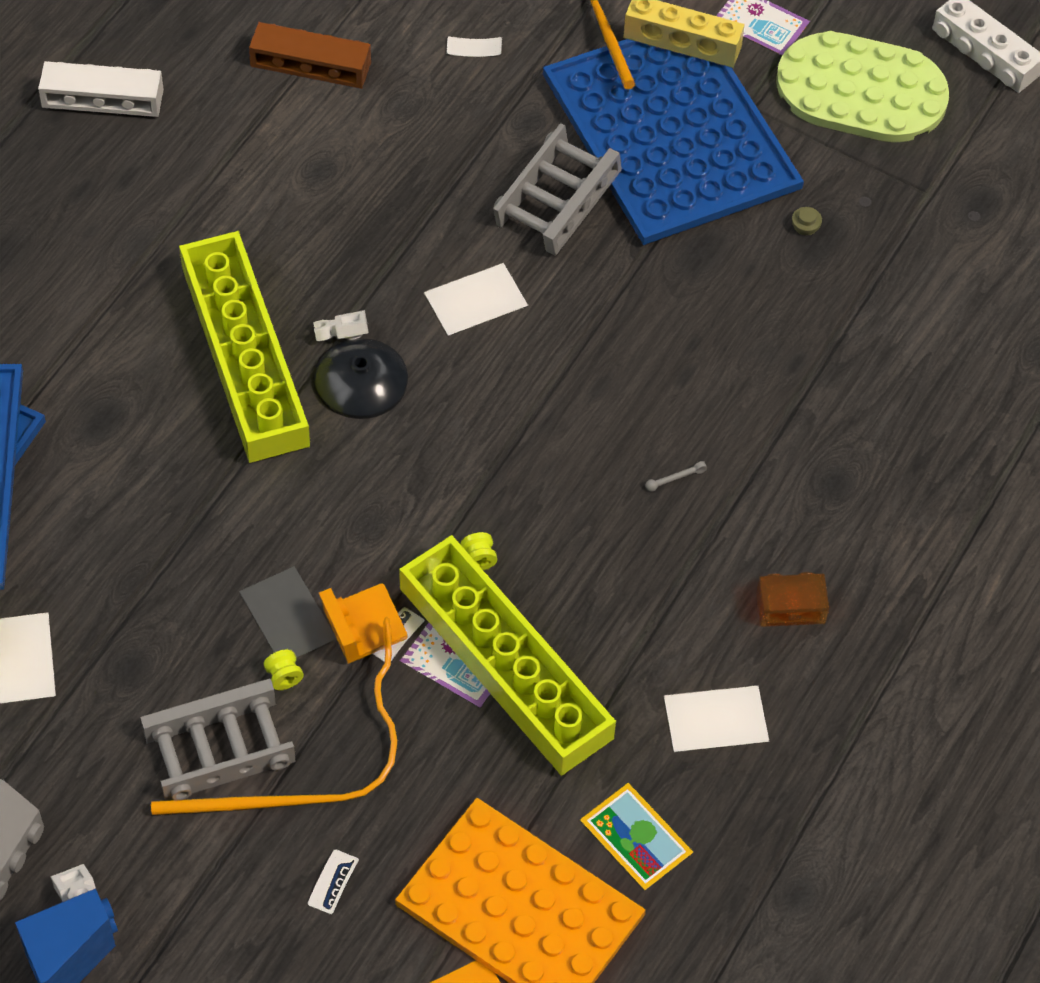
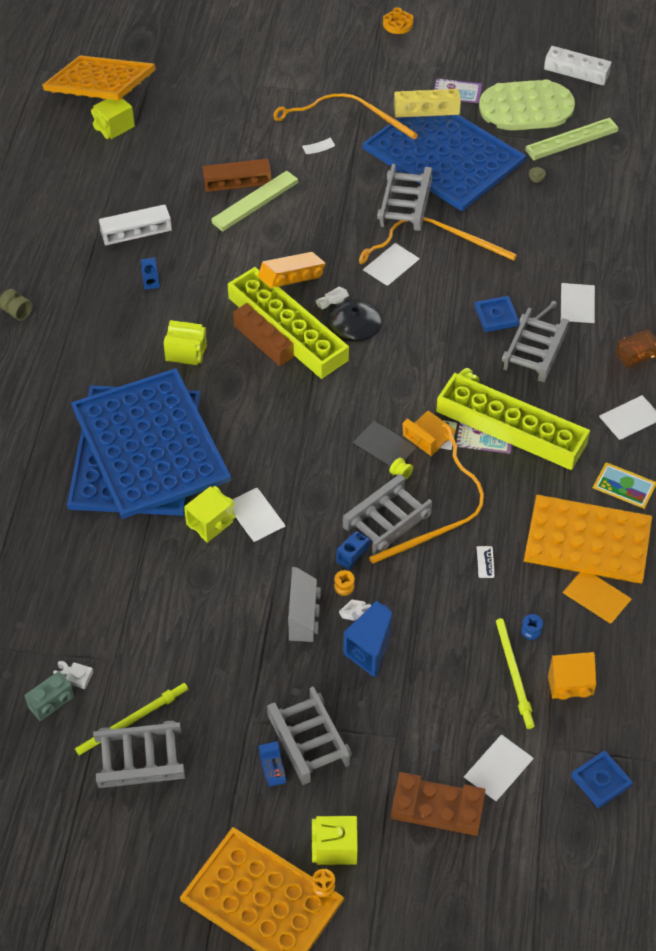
camera: 20 degrees left, 5 degrees down
(64, 323) = (185, 342): none -> neon yellow piece
(76, 178) = (149, 271): none -> blue leg
(86, 839) = (348, 586): none -> light orange wheel
(130, 778) = (352, 550): none -> blue leg
(196, 352) = (263, 334): none -> dark orange brick
(294, 256) = (291, 269): none -> light orange brick
(317, 109) = (254, 201): none -> yellowish green tile
(593, 451) = (496, 314): none -> blue plate
(634, 302) = (476, 240): none -> light orange piece
(635, 558) = (548, 356): none -> light grey fence
(744, 479) = (578, 302): none -> white sticker
(904, 174) = (571, 138): none -> yellowish green tile

